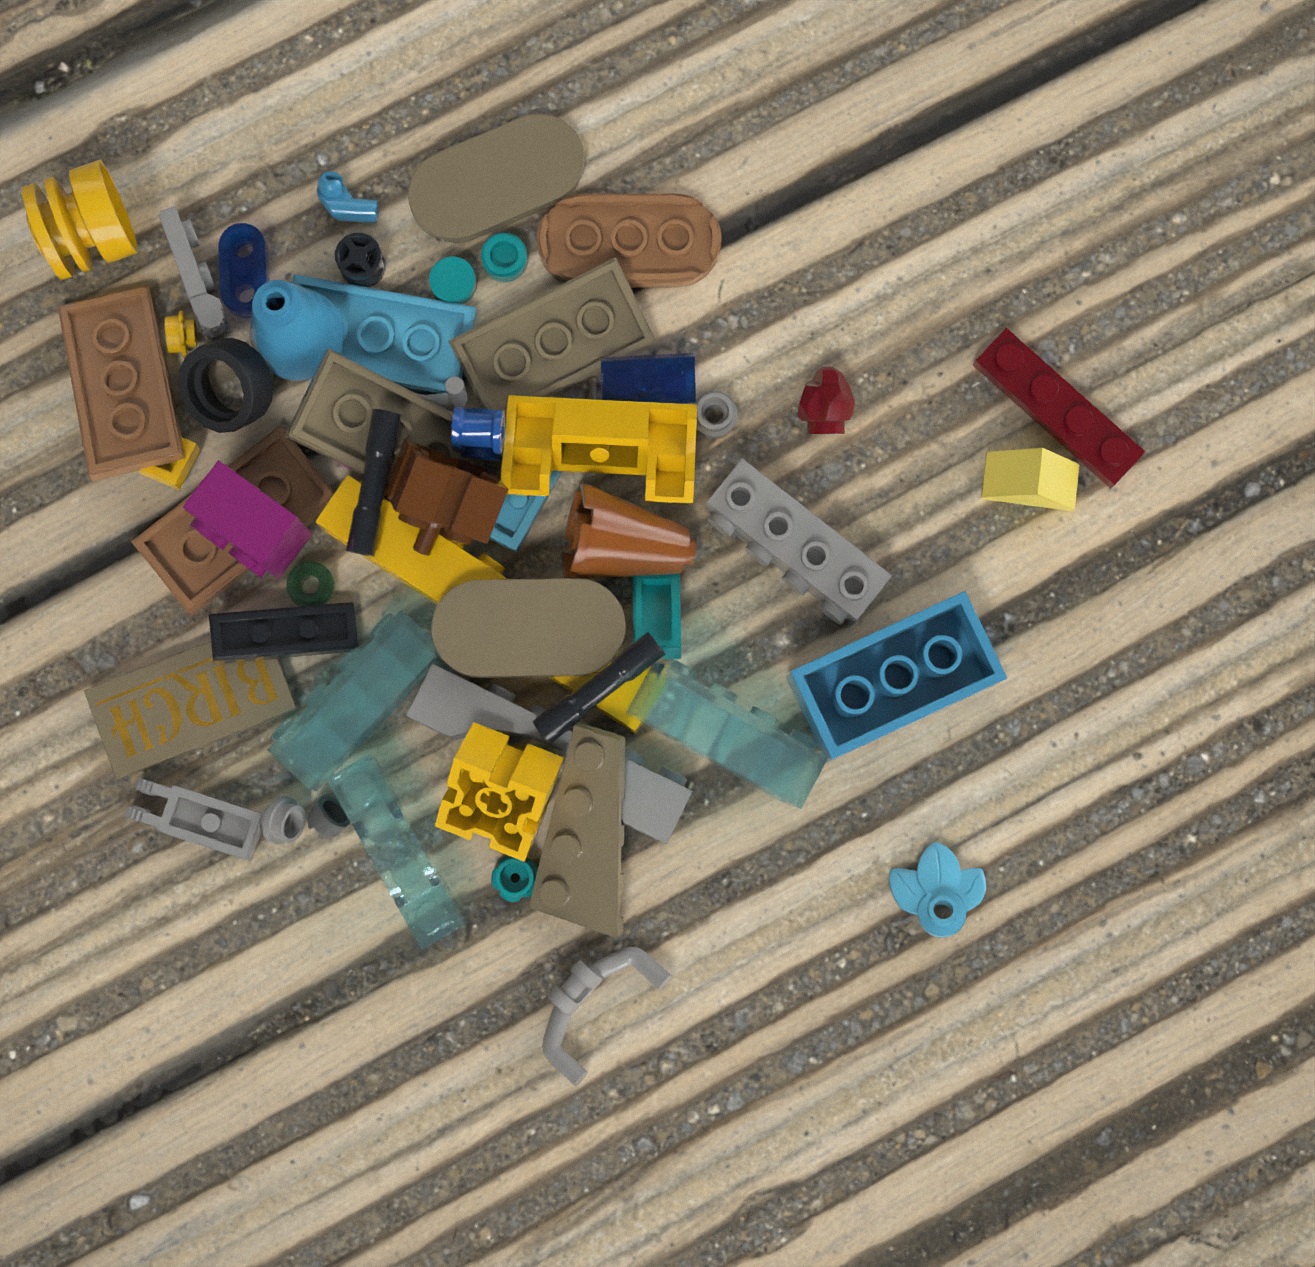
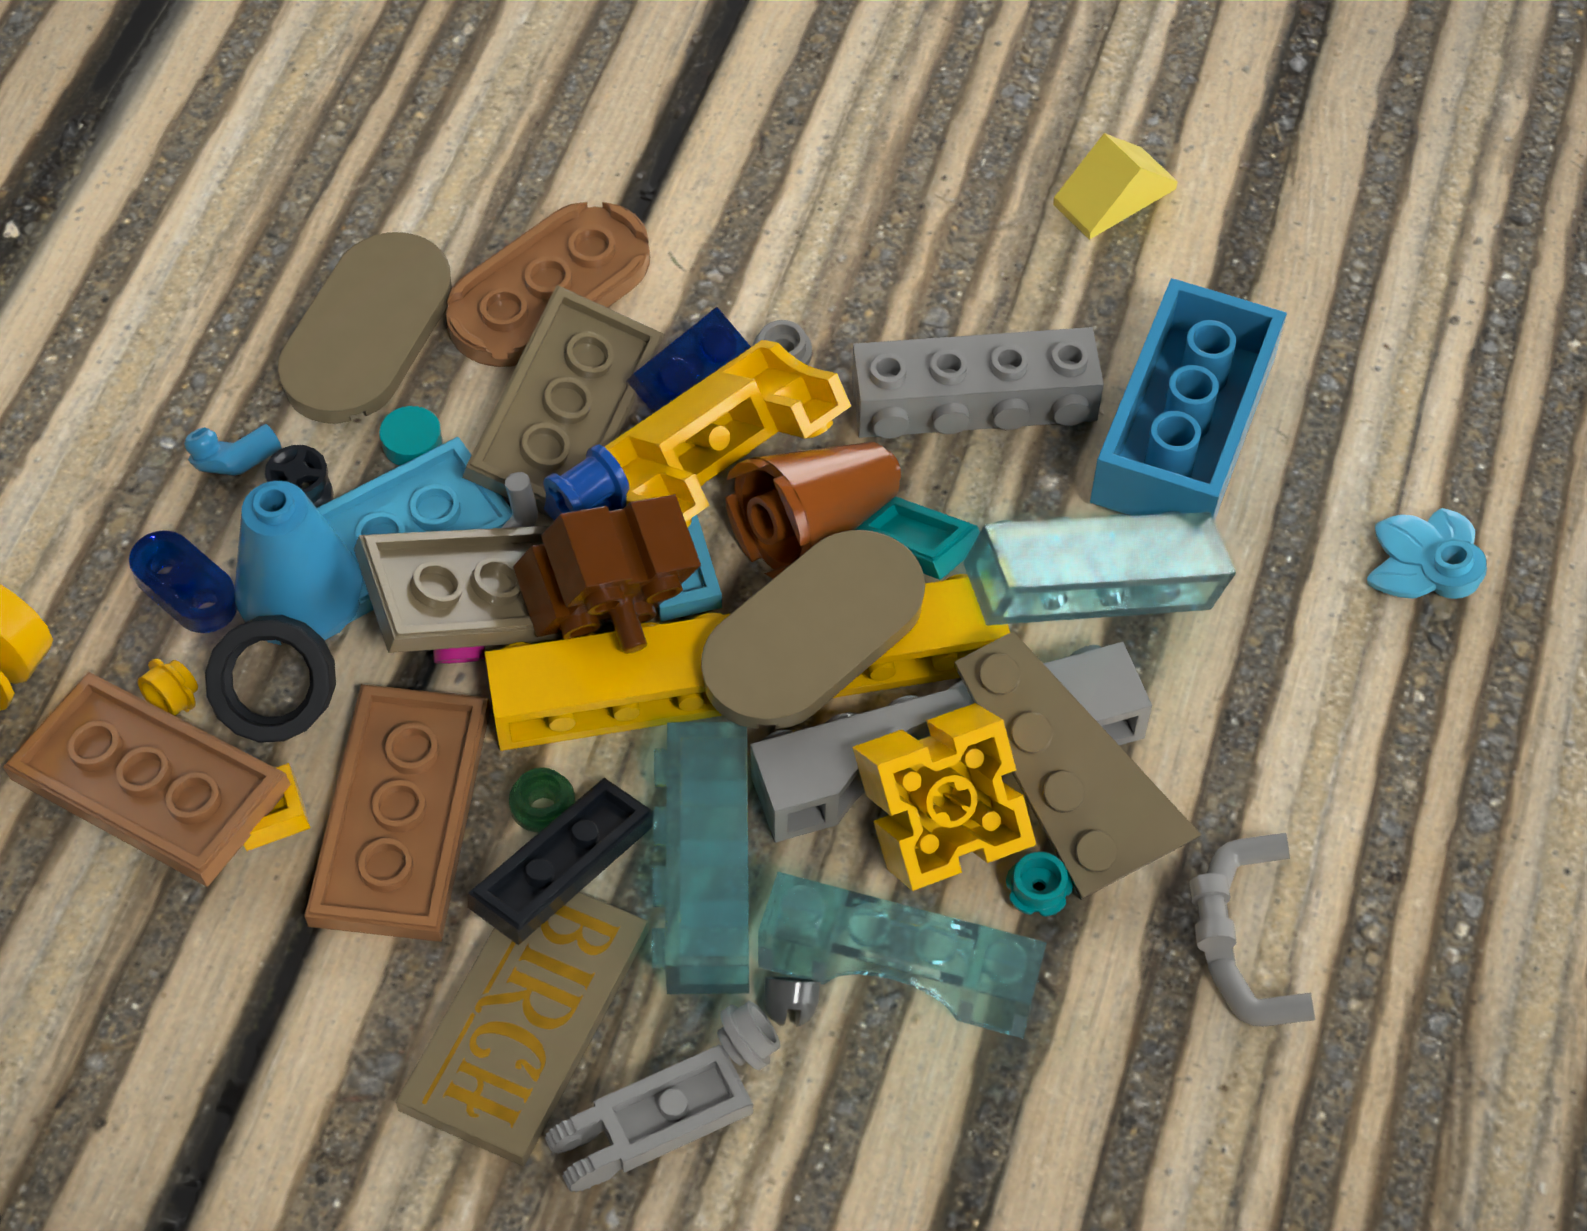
camera: 40 degrees left, 25 degrees down
(194, 276) = (127, 622): light grey hinge -> none
(241, 515) = (426, 759): magenta brick -> none
(379, 452) = (544, 655): black piece -> none
(504, 257) = (441, 382): teal tile -> none
(574, 706) = (935, 651): black piece -> none
(826, 402) = (875, 259): dark red rock -> none
(1058, 408) = (1073, 121): dark red plate -> none

